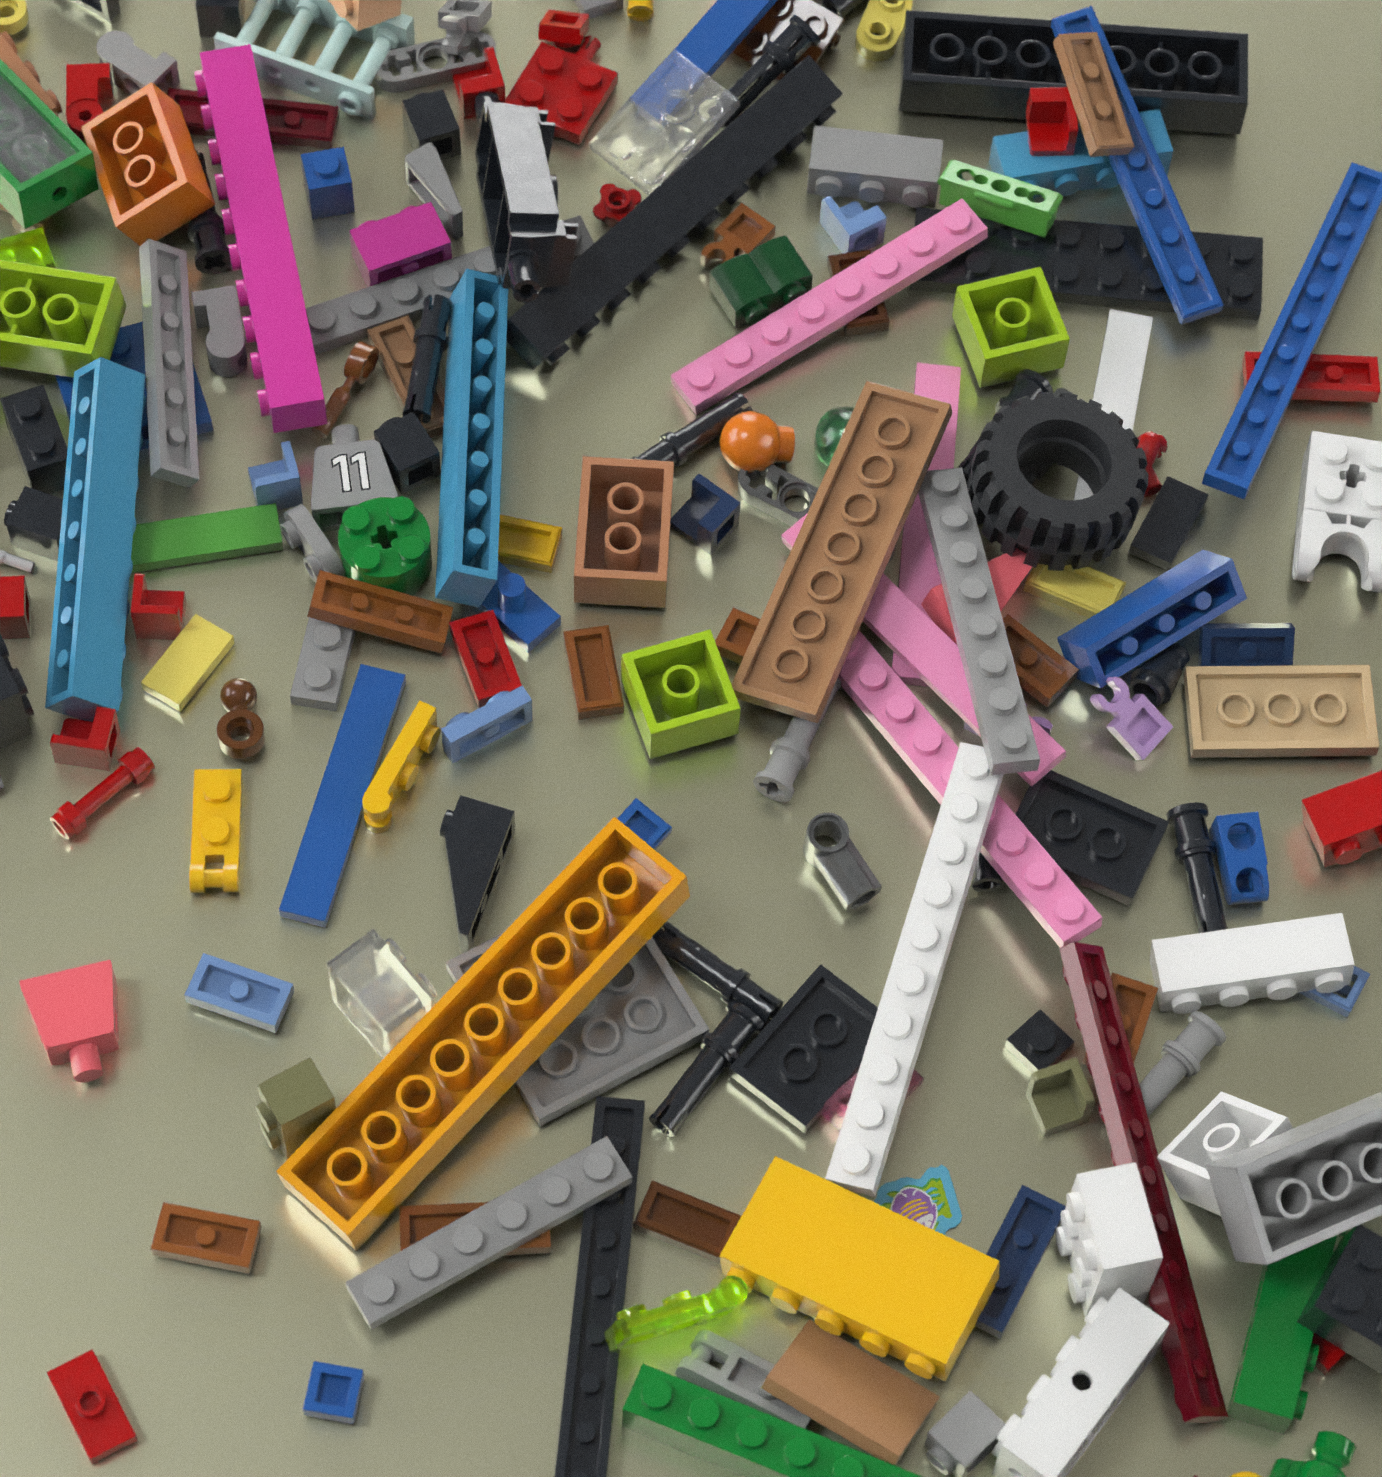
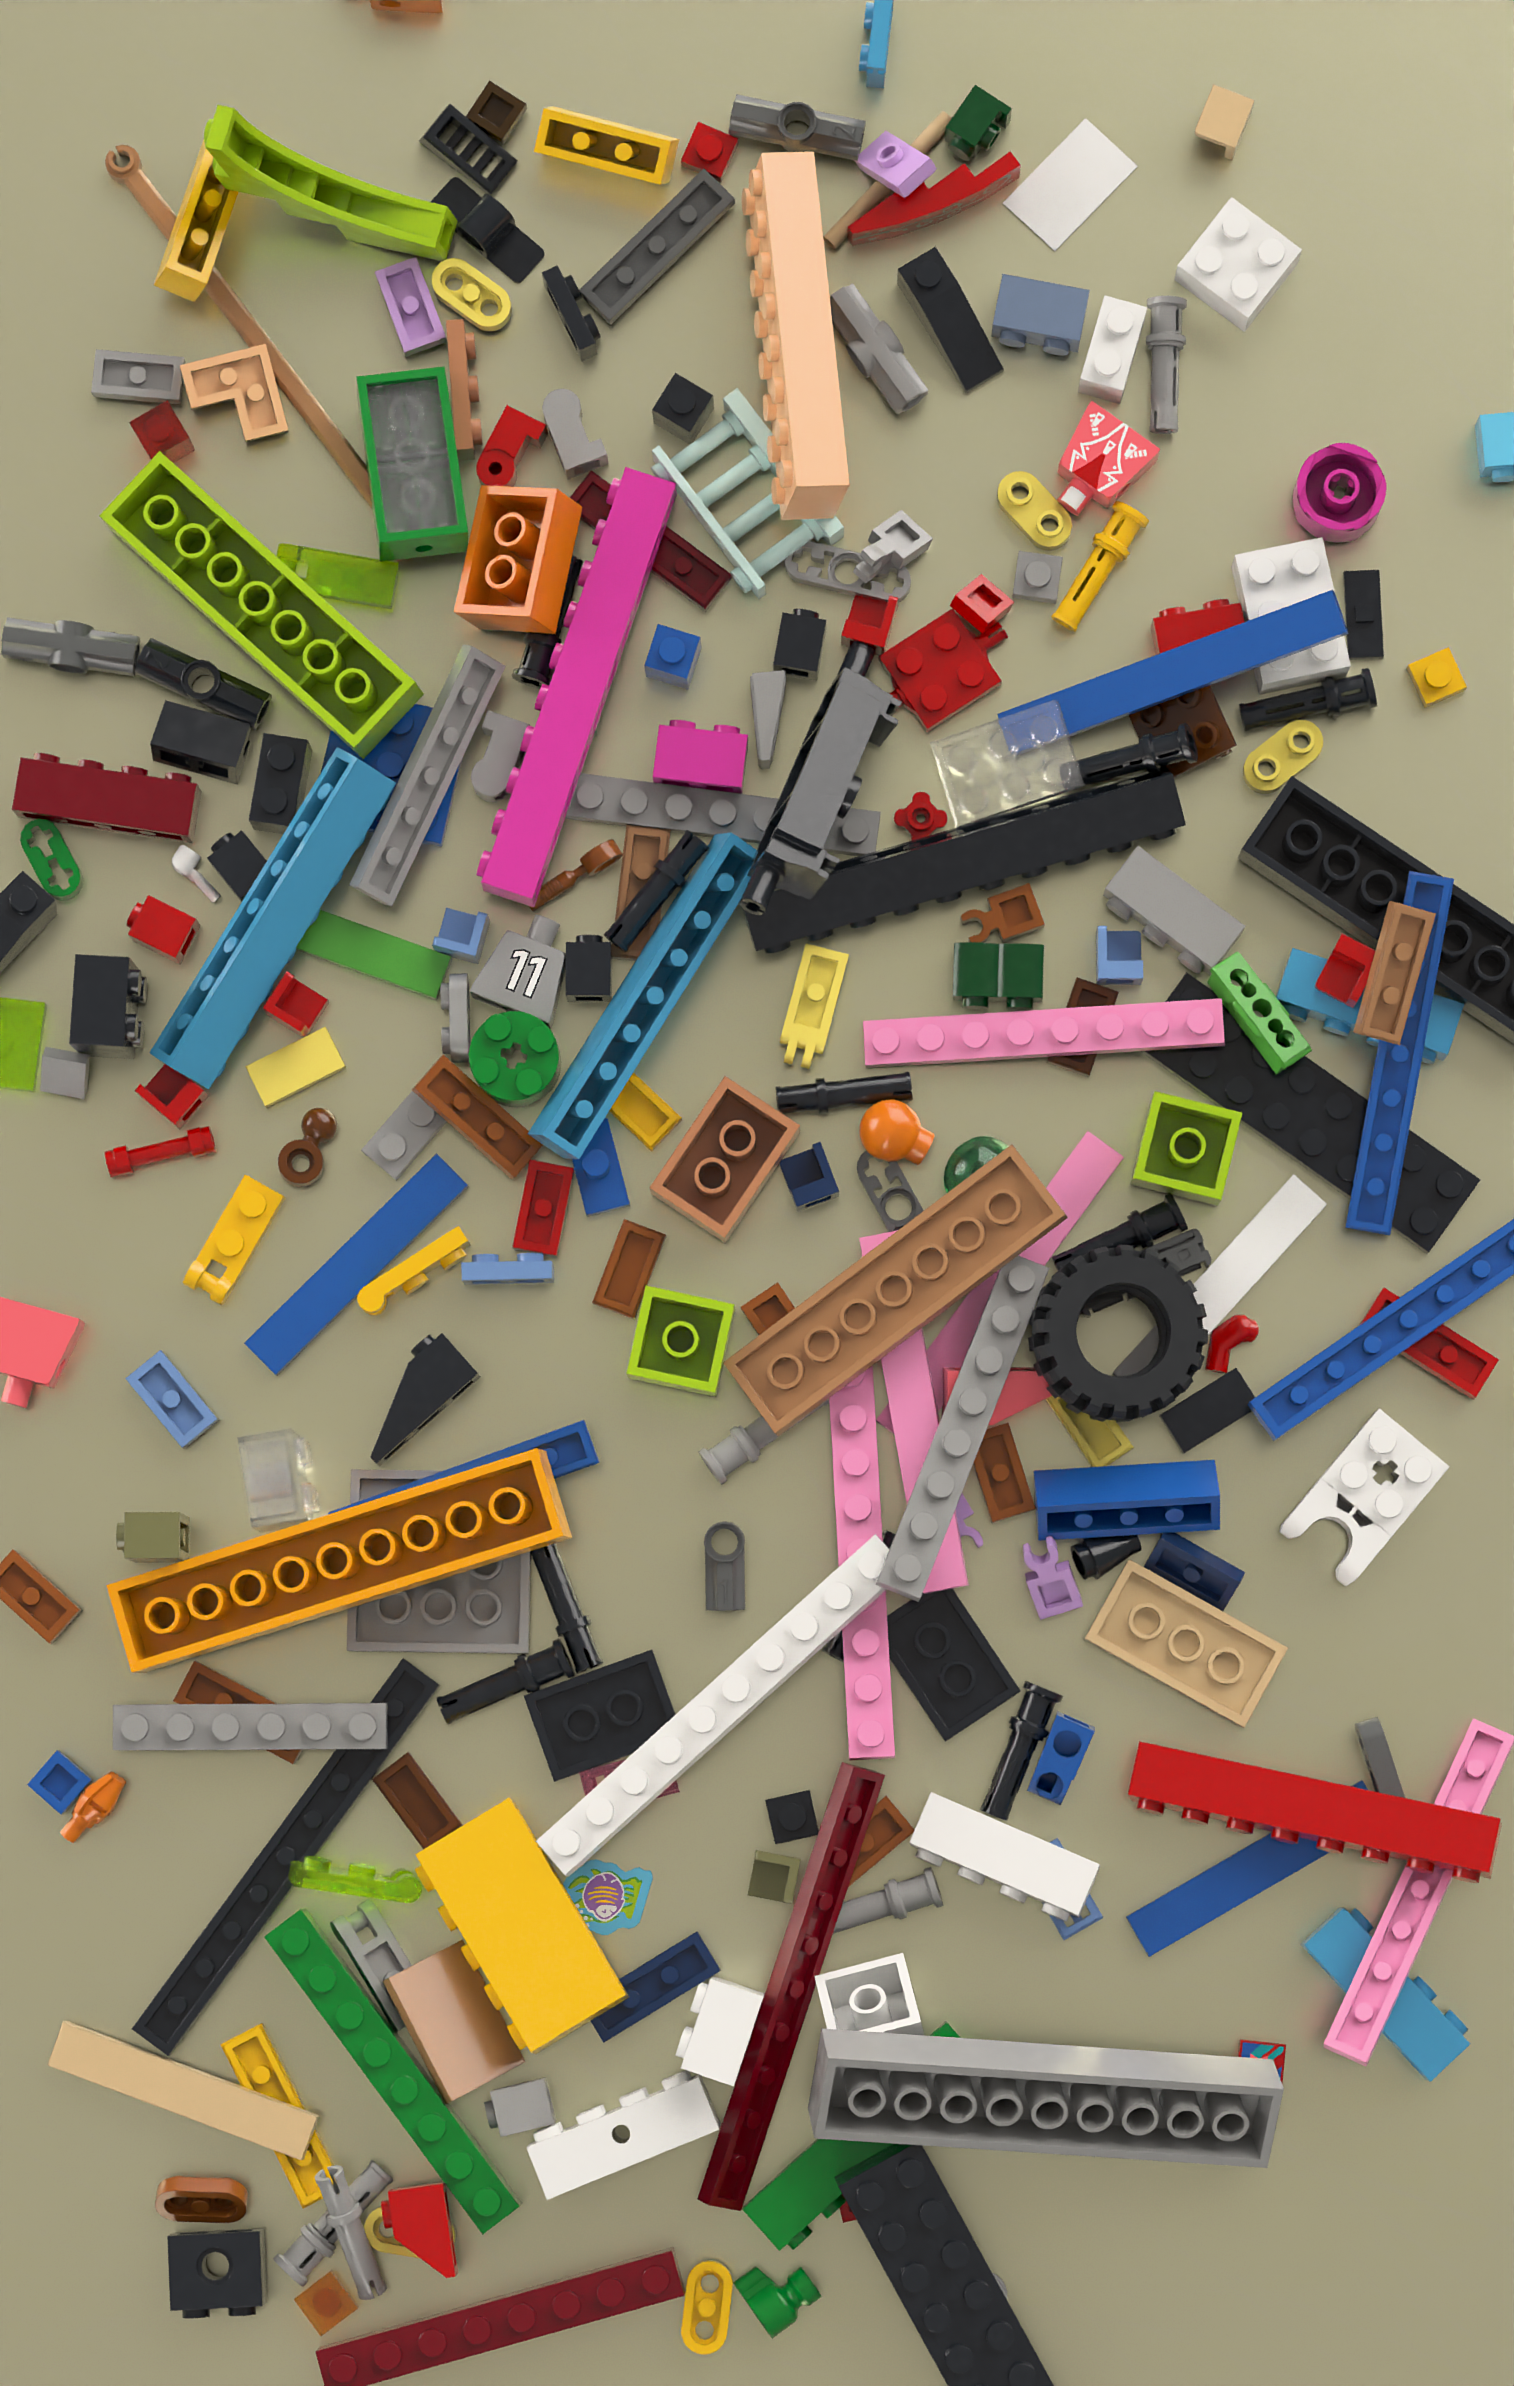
camera: 40 degrees right, 20 degrees up
(379, 1394) = (93, 1805): none -> orange piece
(618, 382) = (813, 1002): none -> light yellow hinge

